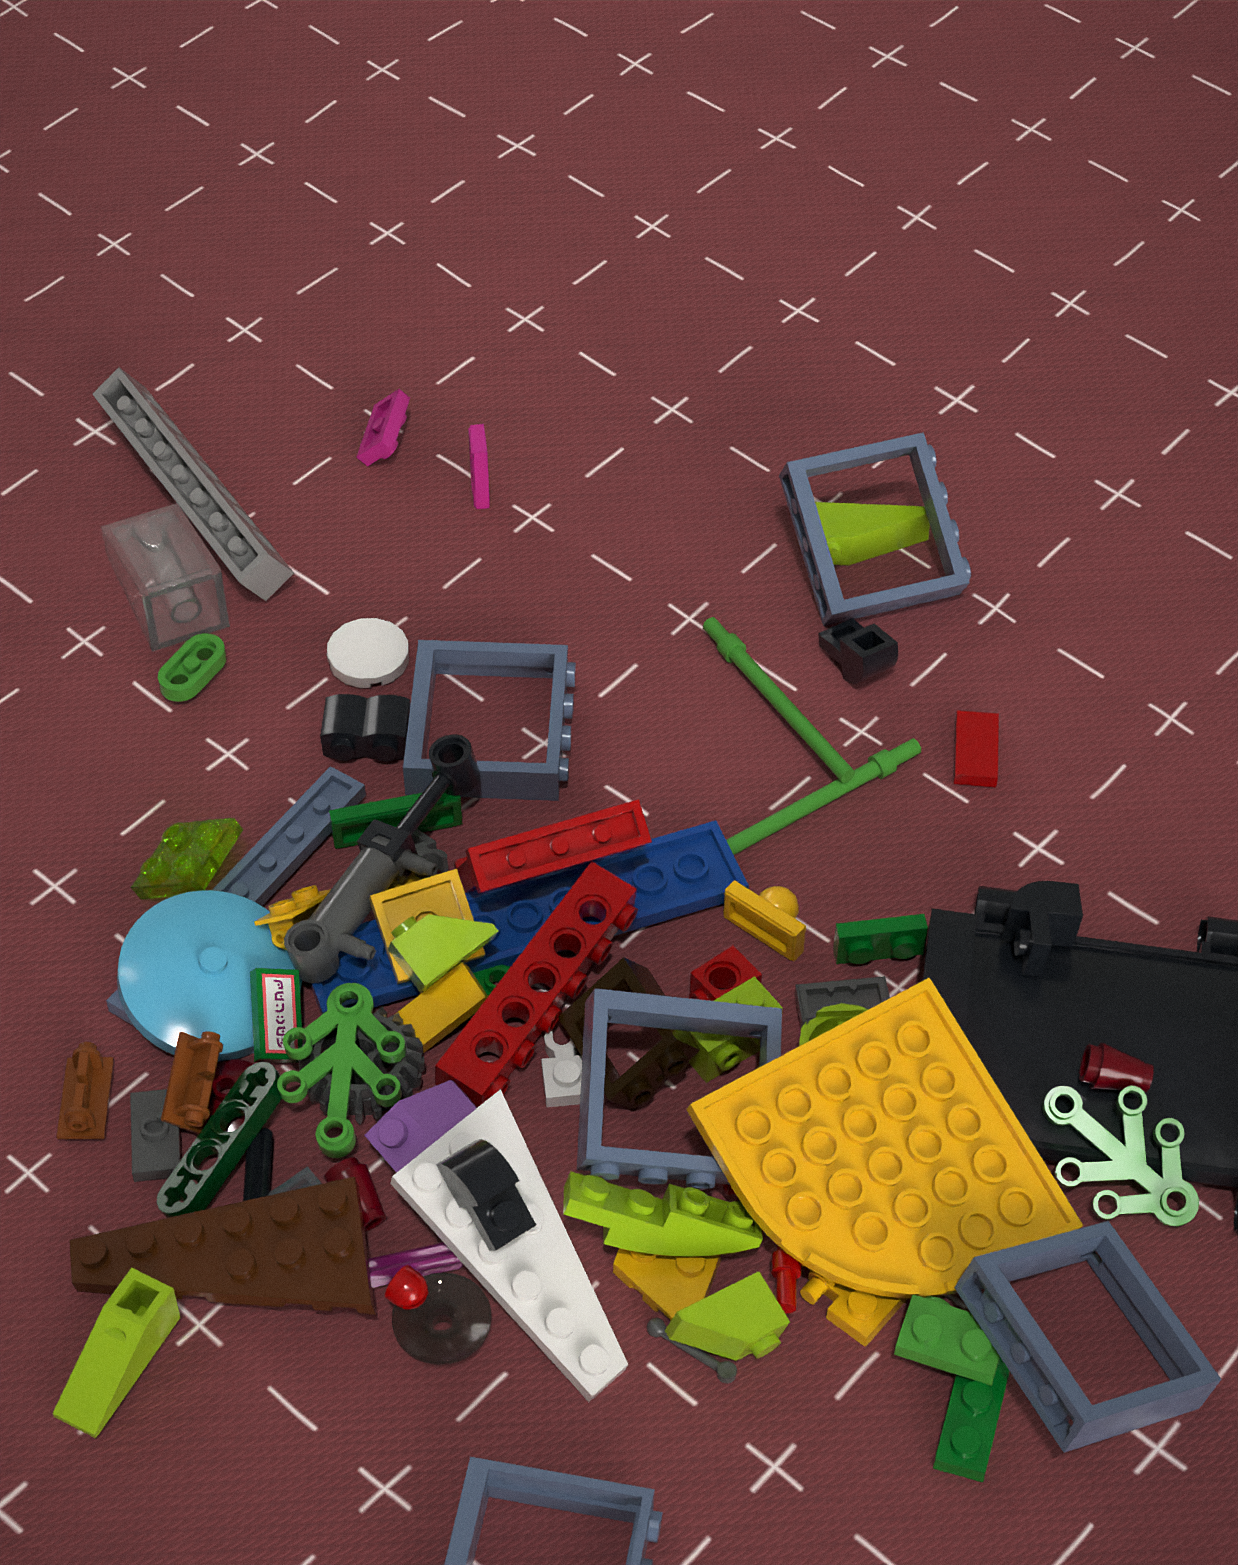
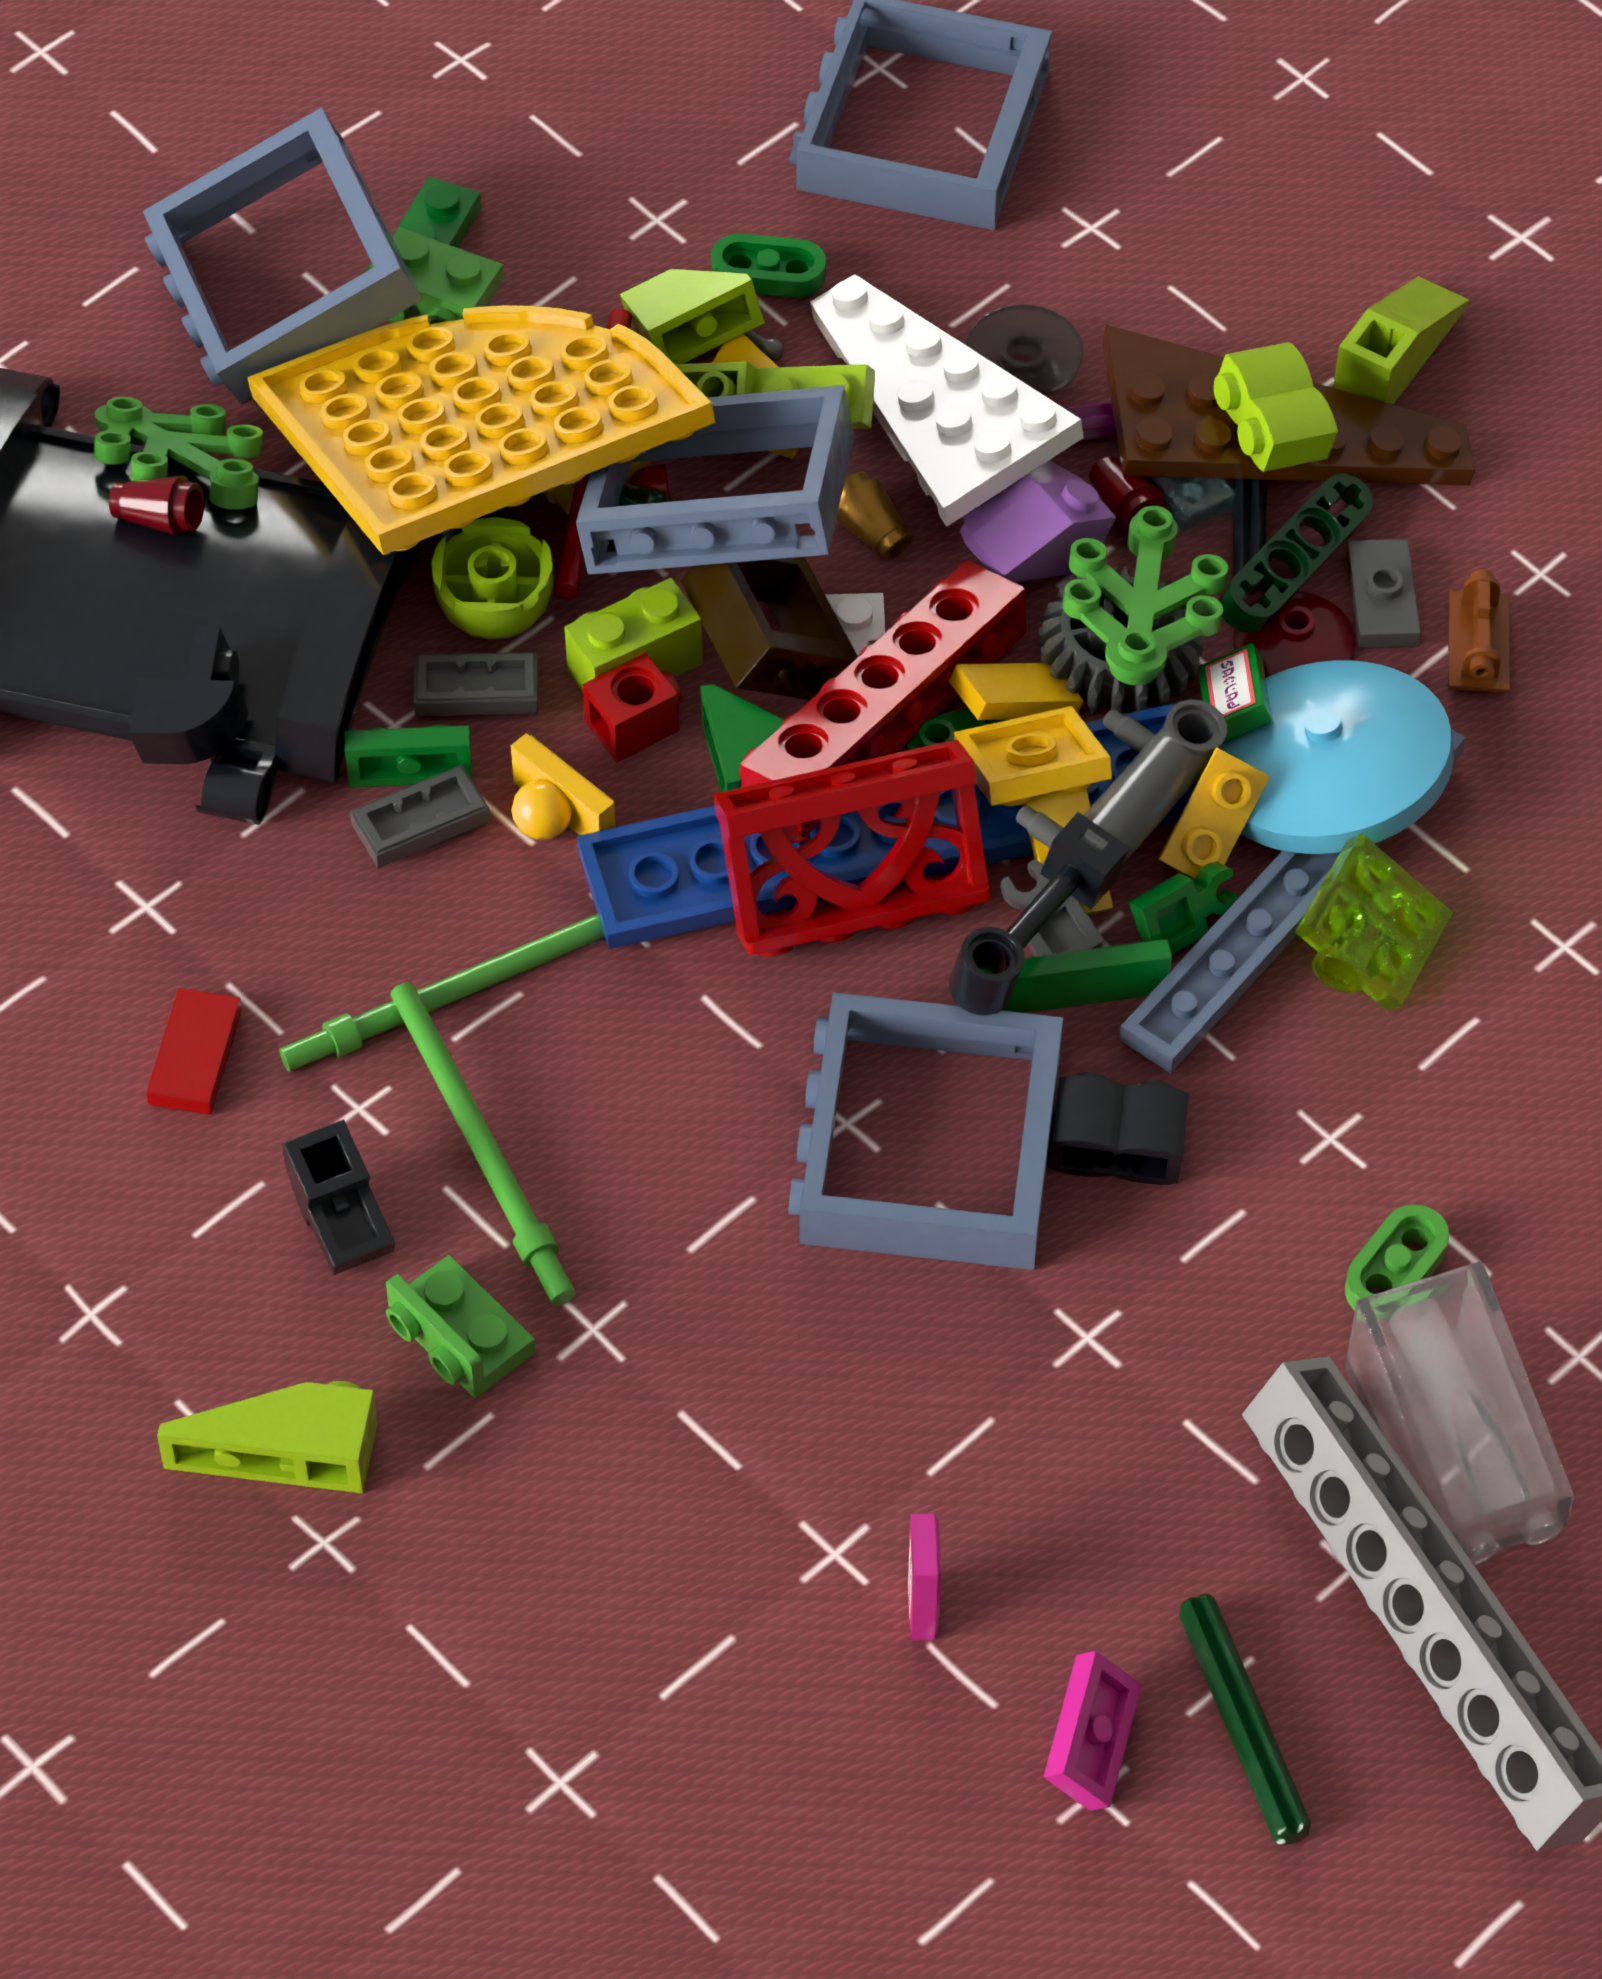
camera: 175 degrees left, 5 degrees up
(191, 1081) = (1336, 606): dark orange hinge -> none
(231, 1213) = (1275, 406): none -> lime brick
(300, 447) = (1245, 1720): none -> dark green axle
(328, 865) = (1180, 904): none -> green plate
(368, 652) = (1117, 1283): white tile -> none
(407, 1288) = (1064, 355): red hinge -> none
(436, 946) = (1013, 701): lime slope -> none
(486, 1187) = (970, 374): black brick -> none
(554, 1157) = (872, 516): none -> pearl gold cone
(642, 946) = (732, 731): none -> green slope
(668, 1394) = (773, 263): none -> green plate
(772, 600) = (458, 1325): none -> bright green bracket
(816, 550) = (278, 1429): sand blue window -> none
(865, 899) = (420, 816): none -> dark grey plate

